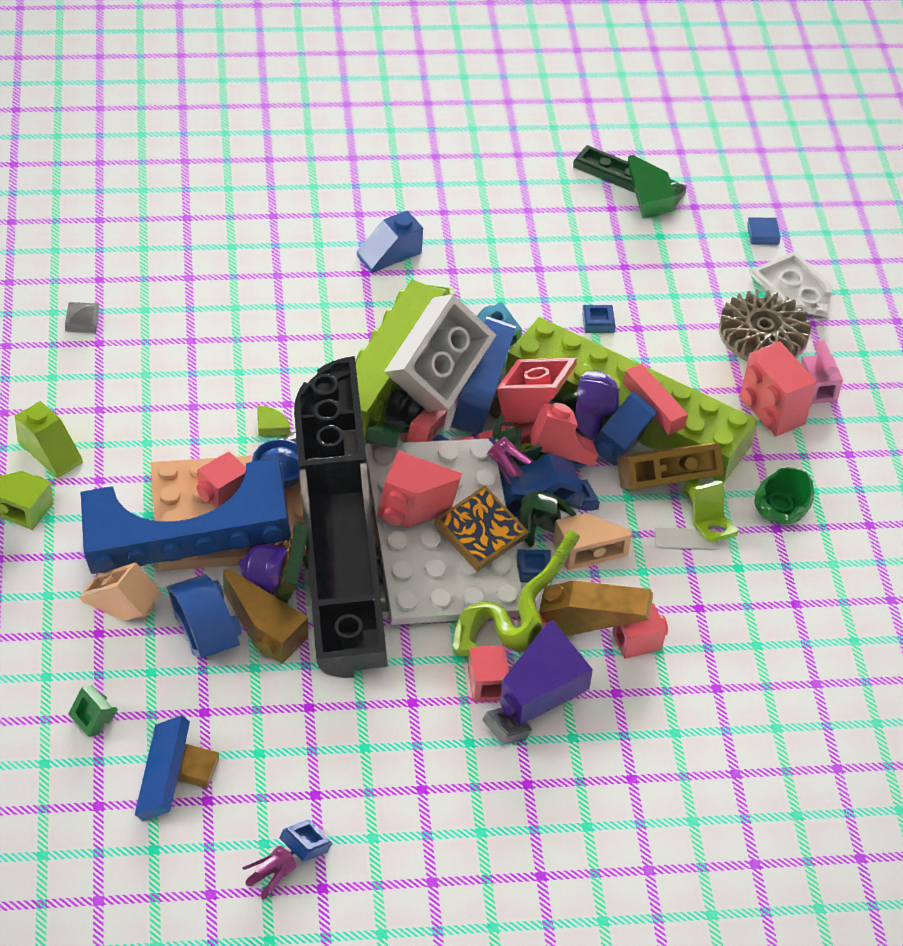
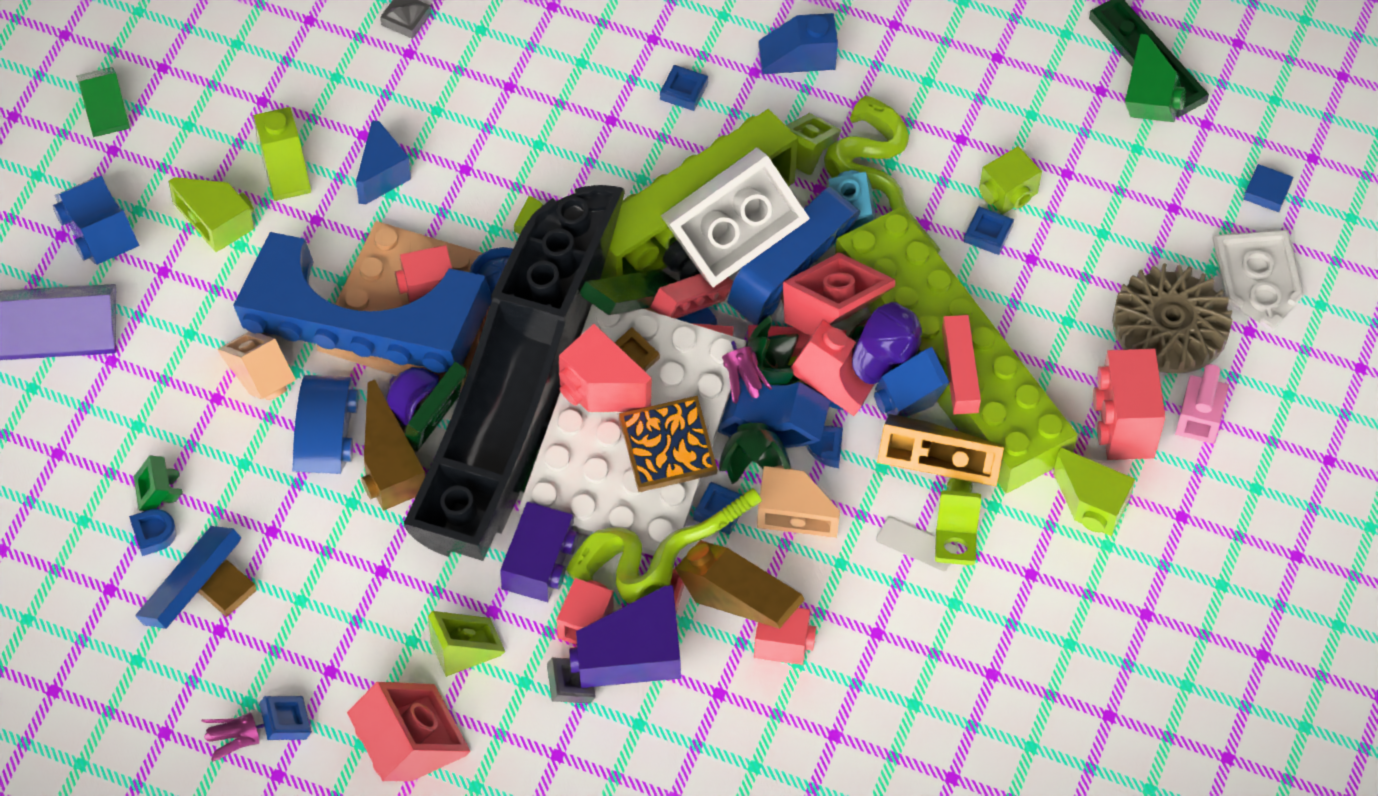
camera: 30 degrees right, 10 degrees up
(108, 747) = (153, 530): none -> blue tile
(132, 419) = (382, 165): none -> blue slope
(322, 298) = (684, 87): none -> blue tile
(406, 731) = (463, 640): none -> lime slope
(406, 811) = (406, 730): none -> coral slope
(425, 644) = (538, 552): none -> dark purple brick
(496, 284) = (842, 152): none -> lime animal
(594, 280) = (1010, 180): none -> lime brick
(779, 451) = (1092, 491): none -> lime slope
(785, 496) = (1055, 541): green hair -> none

